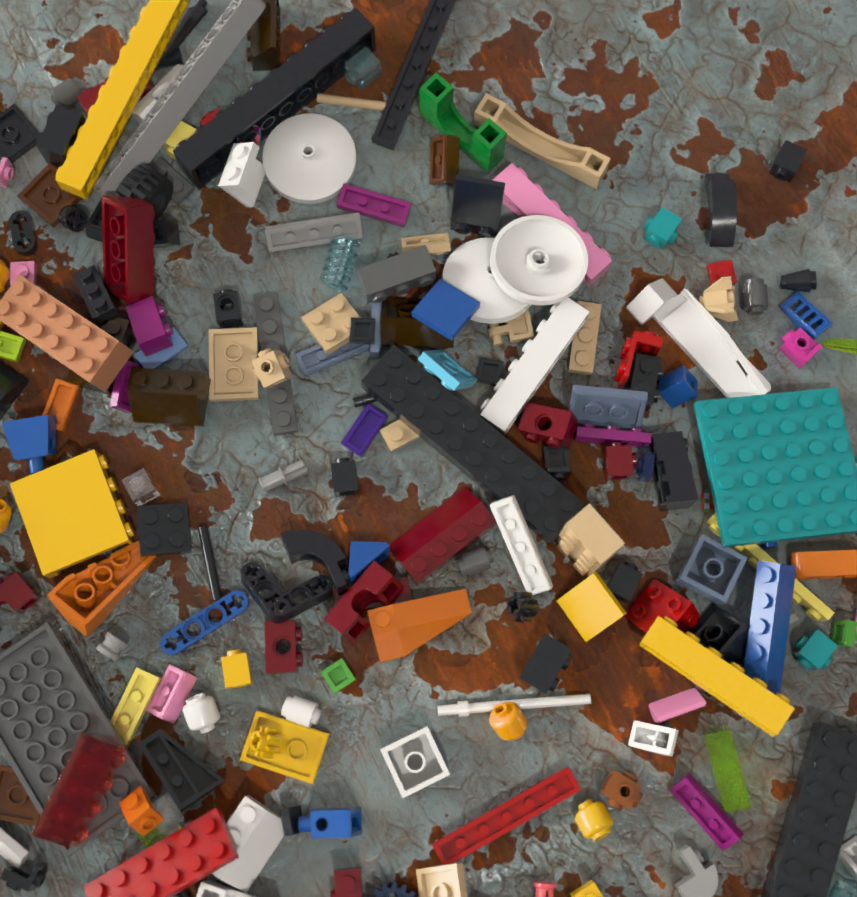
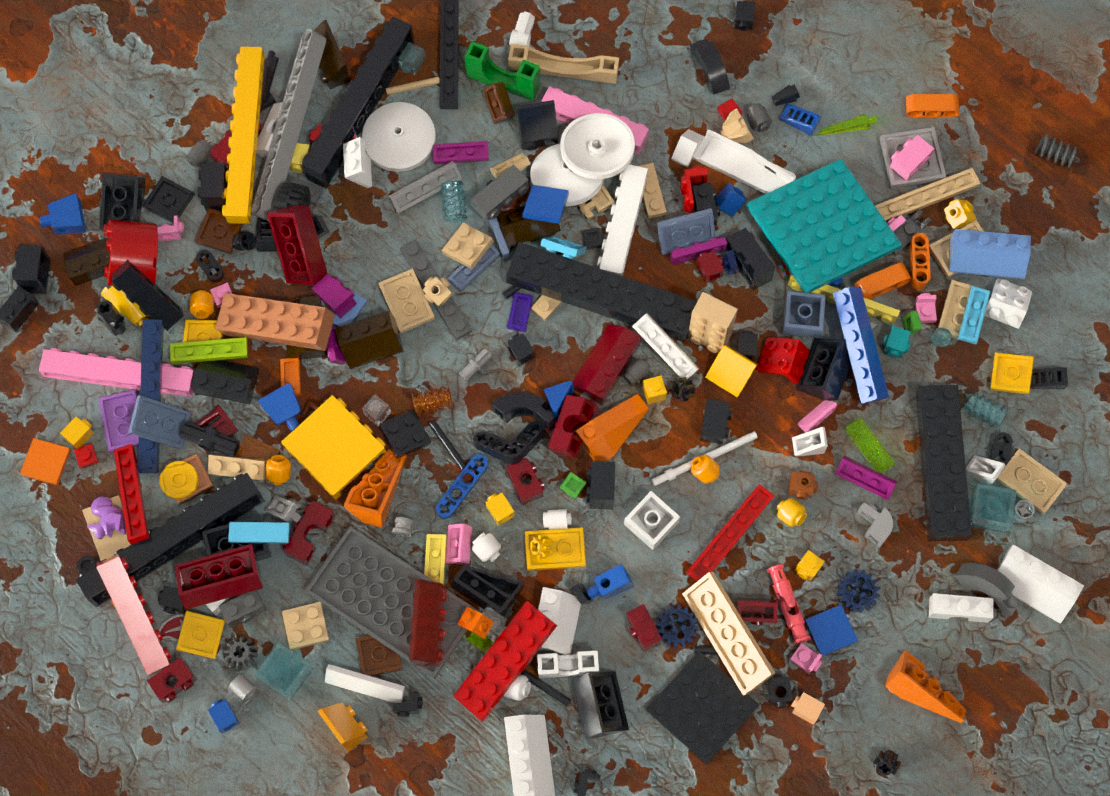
camera: 20 degrees left, 5 degrees down
(95, 295) = (285, 287): black plate -> none
(211, 502) = (432, 400): none -> clear orange piece
(230, 318) = (389, 270): black brick -> none
(362, 330) = (491, 241): black tile -> none
(371, 691) = (602, 487): none -> black brick
(486, 593) = (654, 390): none -> yellow brick
(507, 85) = (522, 33): none -> white piece
(536, 417) = (640, 255): dark red brick -> none
(557, 462) = (667, 281): black bracket -> none
(662, 229) = (675, 94): teal brick -> none
(716, 676) = (835, 379): yellow brick -> none
(794, 352) = (804, 146): dark pink brick -> none

